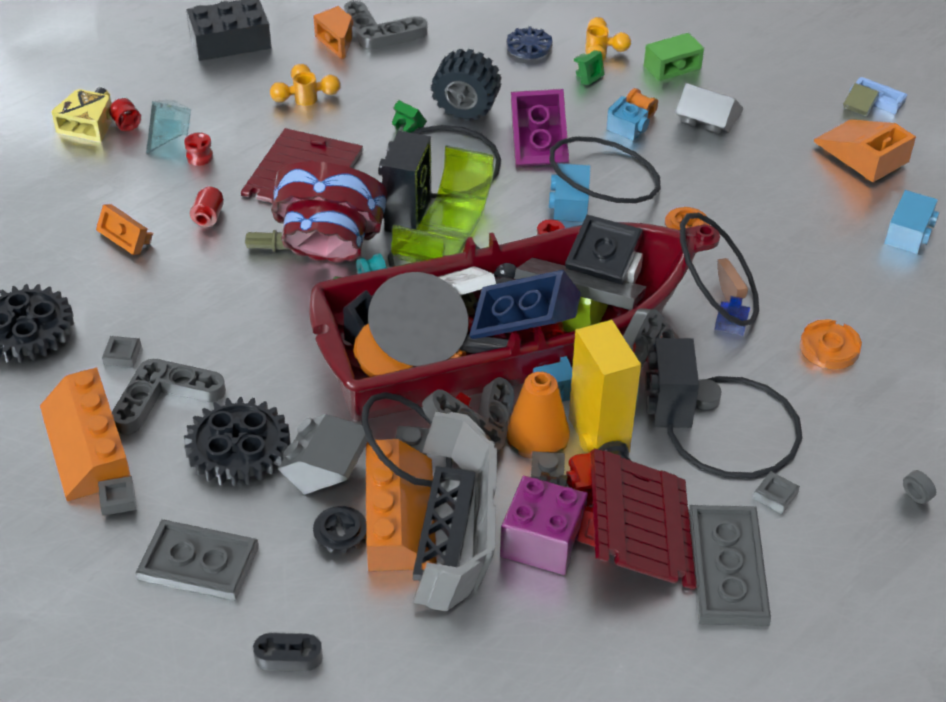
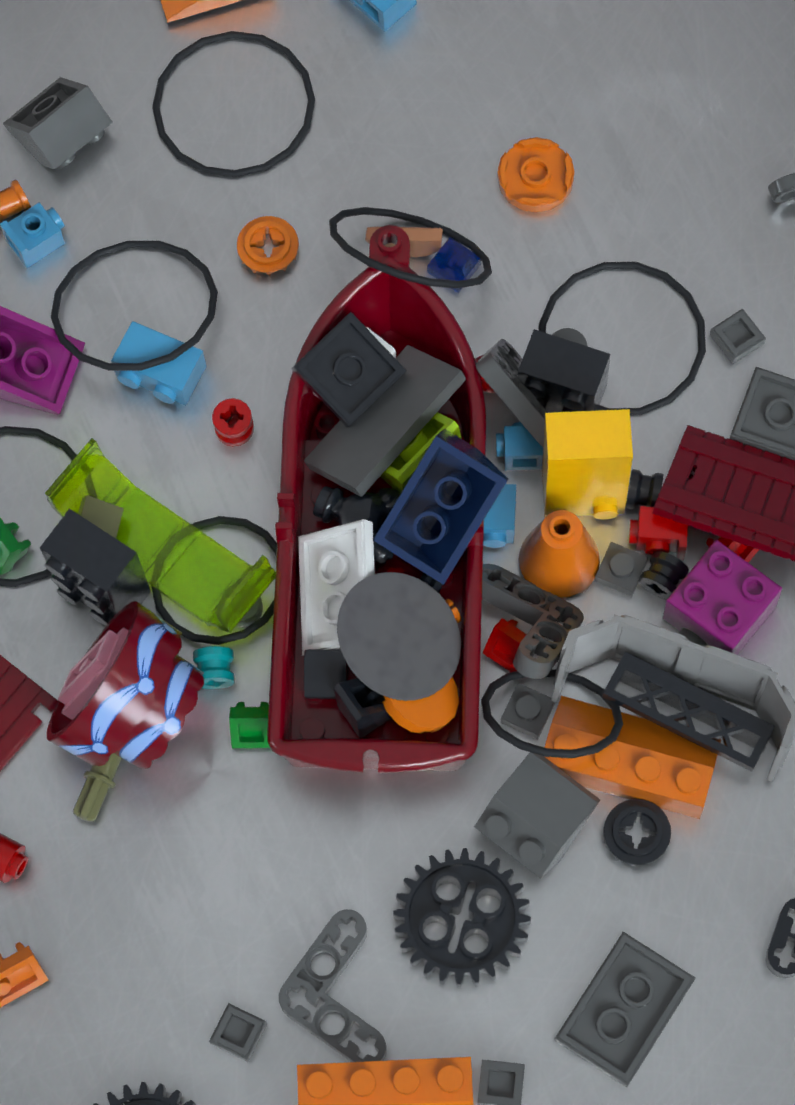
camera: 65 degrees left, 25 degrees up
(446, 189) = (101, 514): none -> olive tile
(771, 220) = (249, 170): none -> black piece

